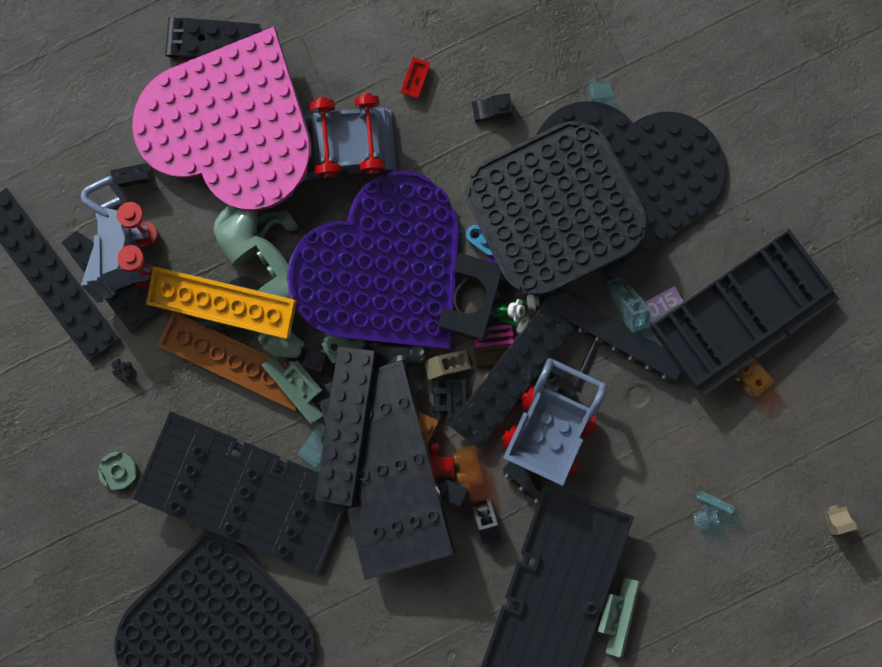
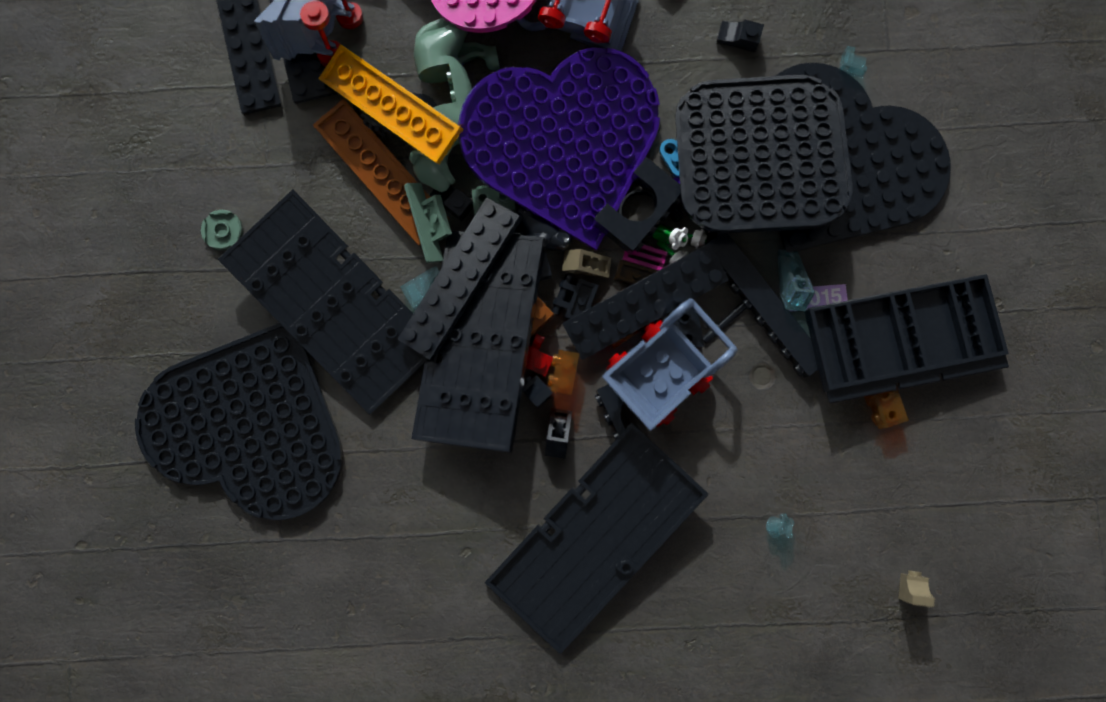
camera: 30 degrees right, 0 degrees up
(121, 369) = (269, 133): black plant -> none
(618, 616) = (649, 586): sand green bracket -> none
(713, 501) = (796, 515): clear light blue tile -> none

